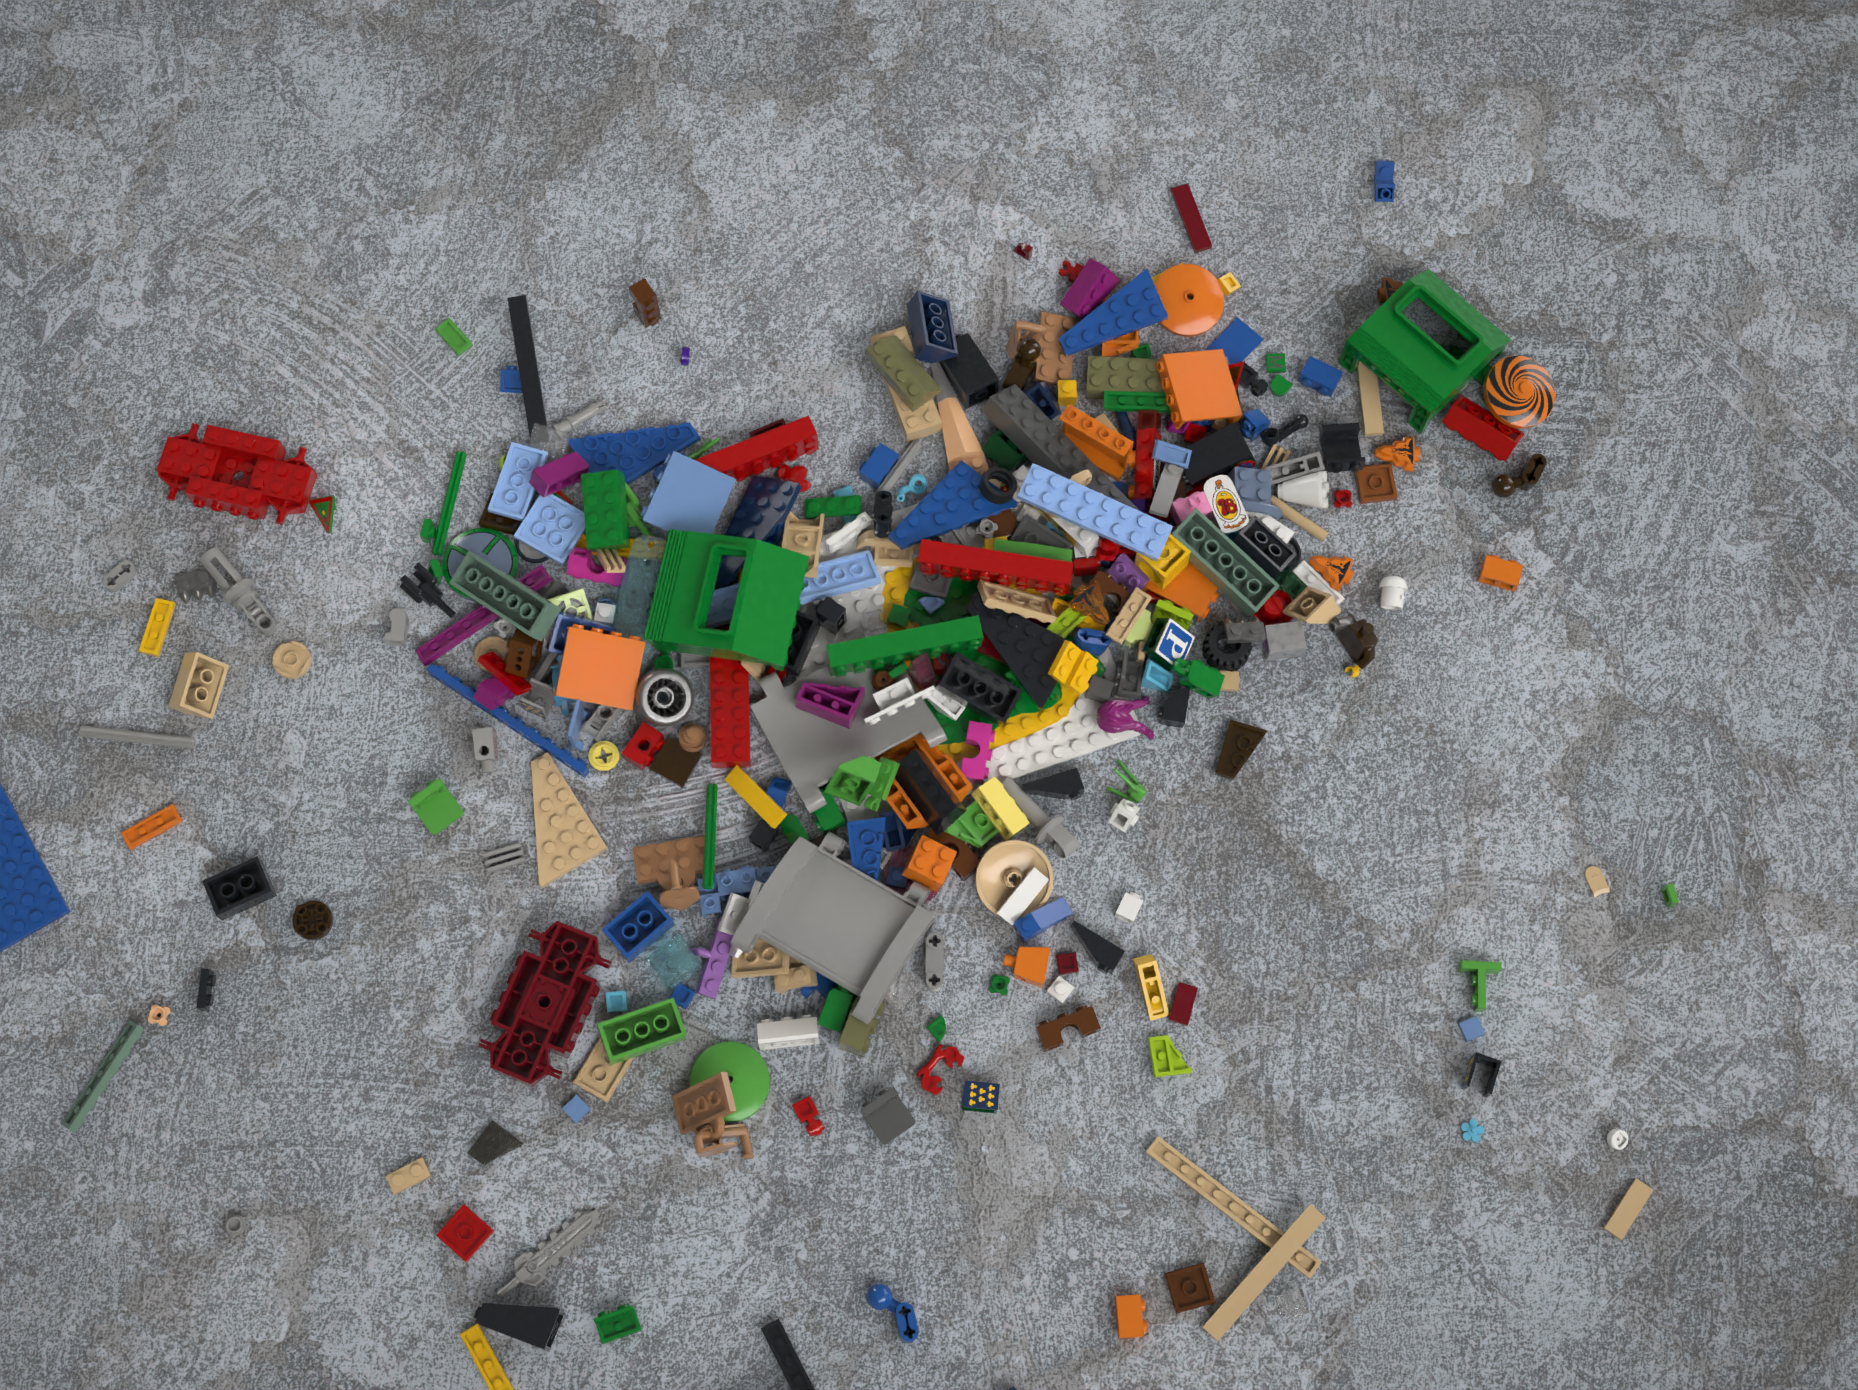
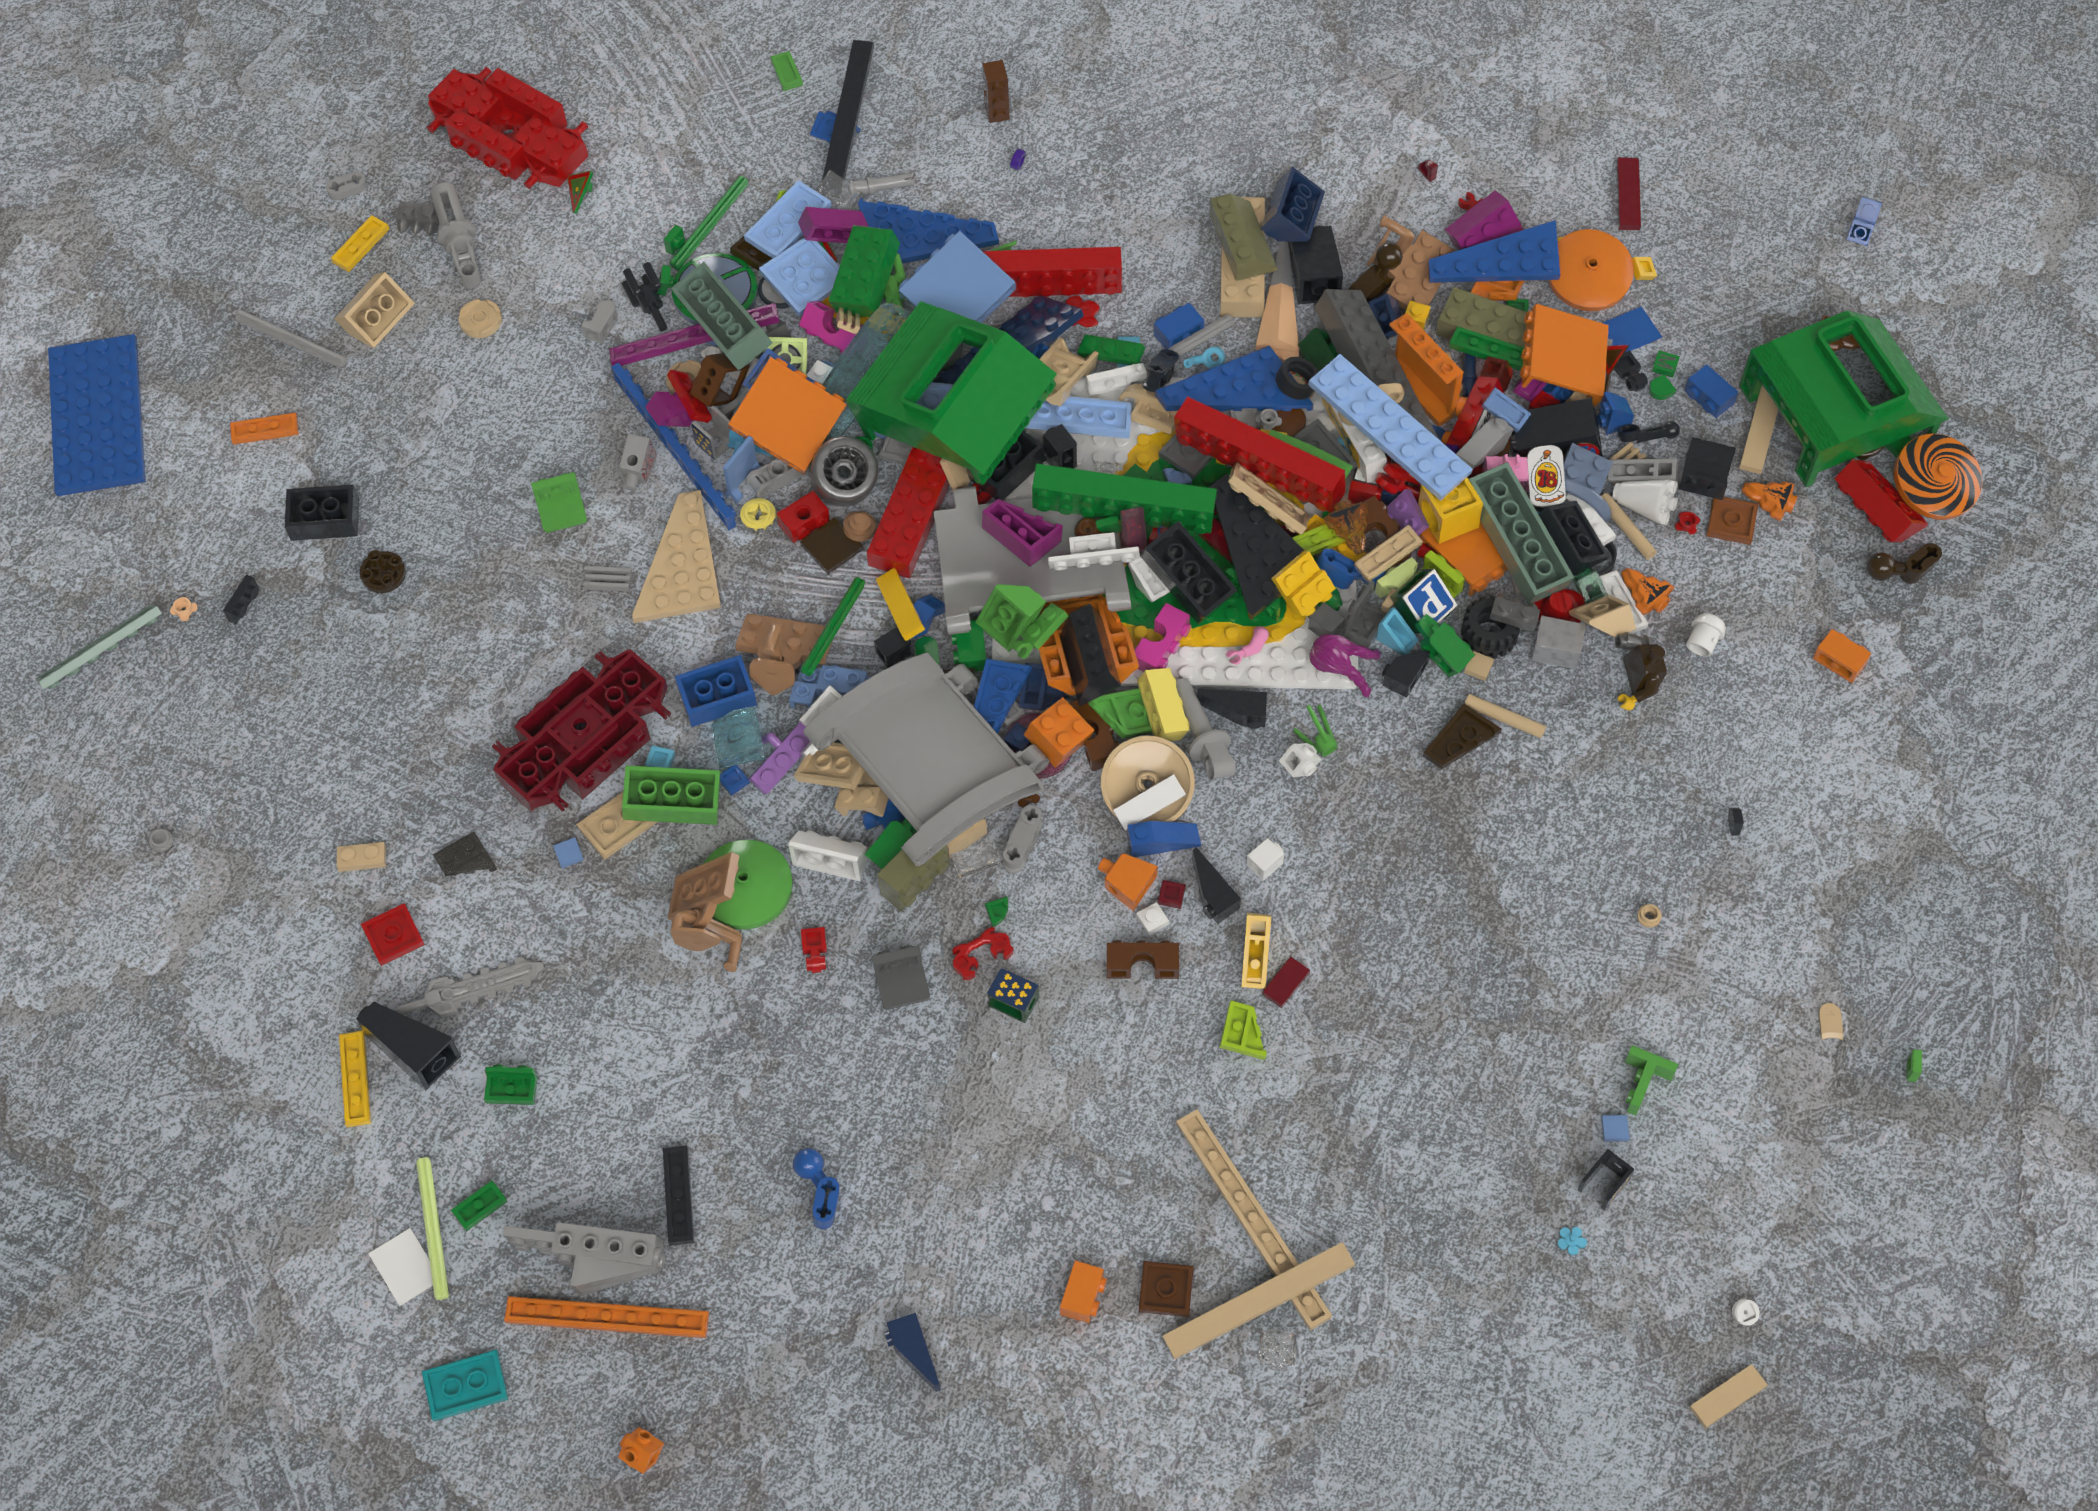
camera: 25 degrees right, 10 degrees down
(1004, 981) = (1085, 882): green plate -> none
(1051, 729) = (1257, 642): none -> bright pink arm
(1265, 717) = (1505, 716): none -> tan piece
(1438, 841) = (1651, 910): none -> tan plate
(1470, 742) = (1735, 821): none -> black tile

